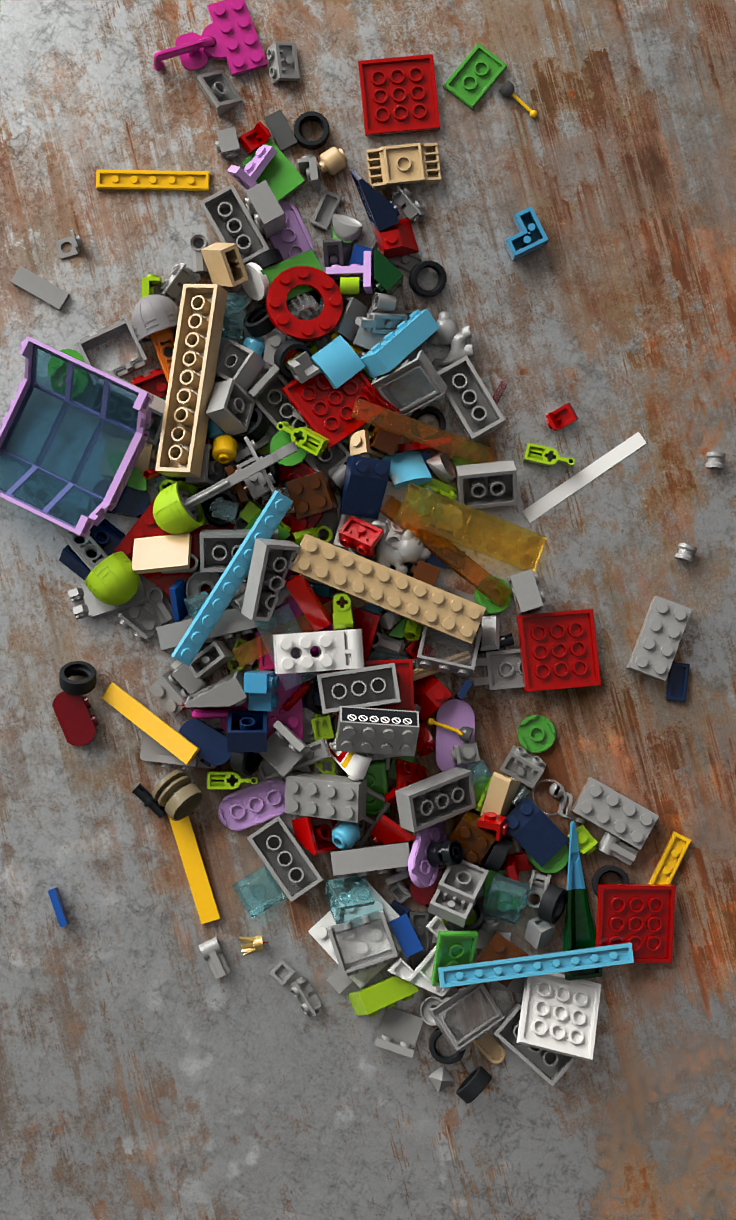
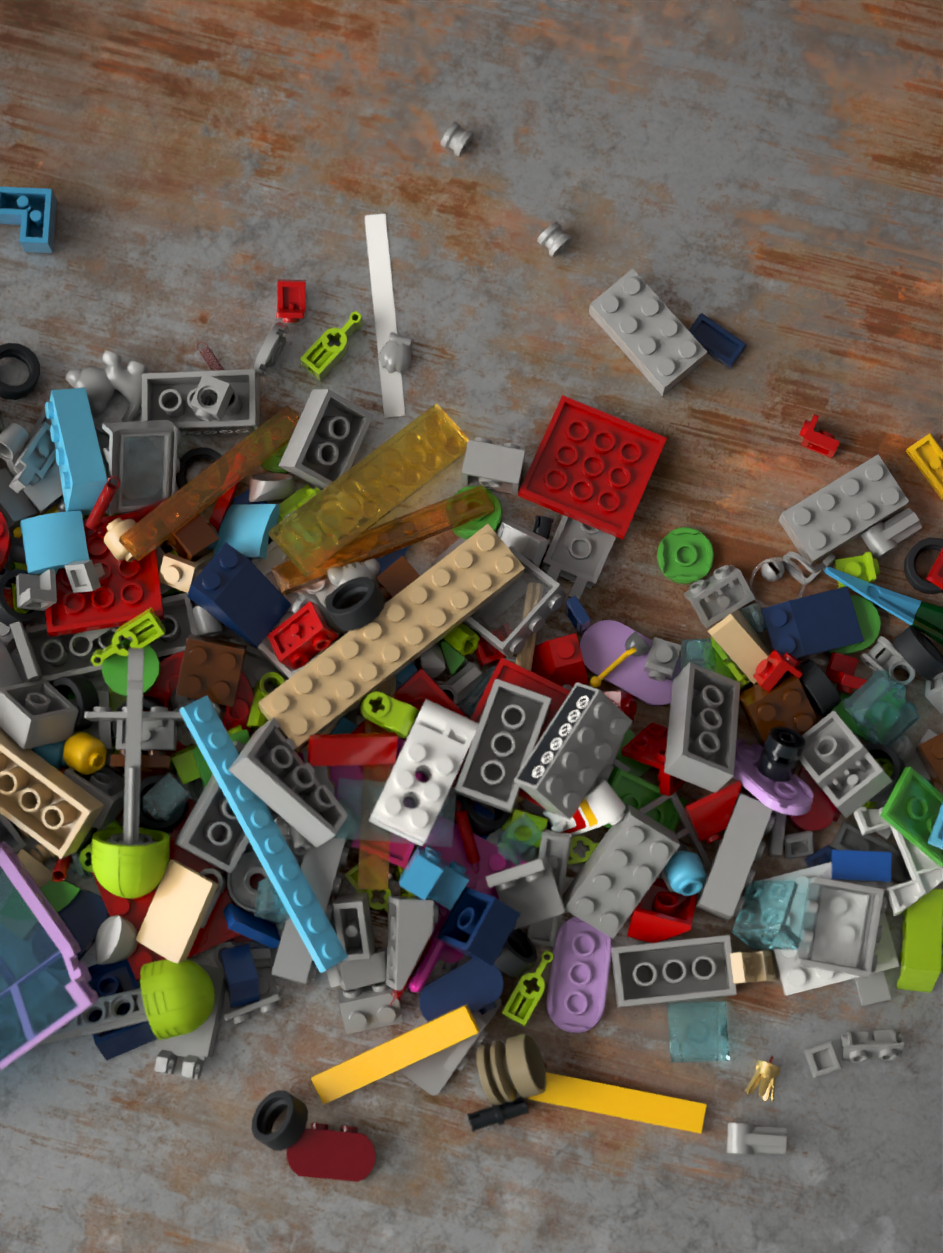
camera: 55 degrees left, 5 degrees down
(127, 527) = (115, 940): none -> light grey piece
(147, 609) = (240, 975): none -> dark blue slope
(305, 725) = (510, 846): none -> clear light blue bracket
(313, 903) = (753, 967): none -> tan slope
(326, 390) = (84, 575): none -> light grey tile
(364, 394) = (111, 539): none -> tan head
(367, 377) = (101, 506): none -> red piece
(392, 565) = (361, 614): none -> black tyre
(478, 398) = (211, 386): none -> light grey brick
(524, 422) = (271, 349): none -> light grey tile
(564, 497) = (396, 353): none -> light grey animal
(649, 777) = (819, 442): none -> red bracket

